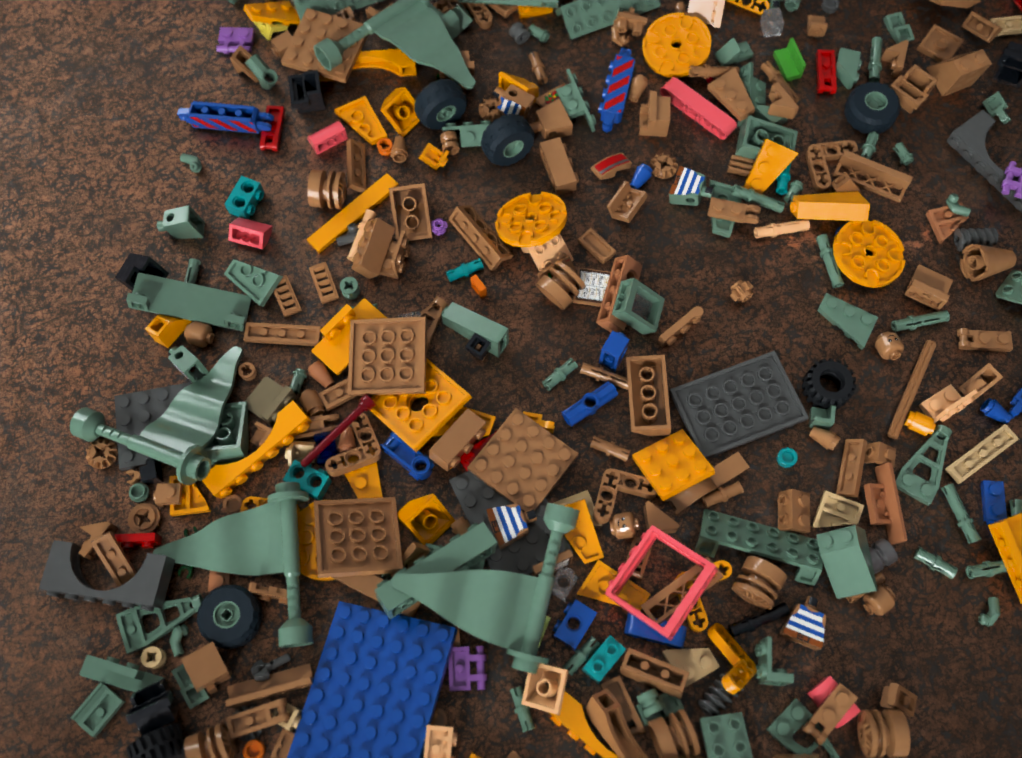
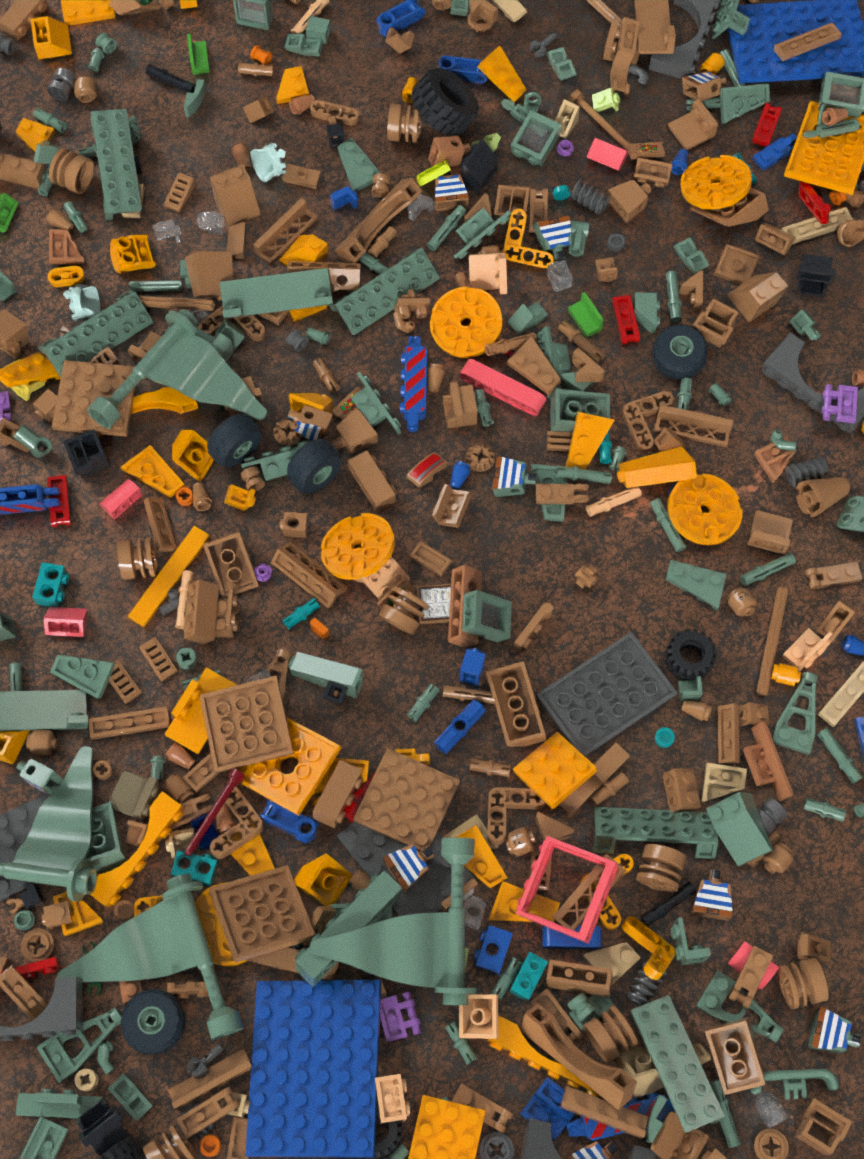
camera: 15 degrees left, 0 degrees up
(206, 668) = (144, 1076): medium nougat plate -> none
(481, 196) = (300, 530): none -> medium nougat brick
(676, 122) = (483, 407): none -> sand green pin

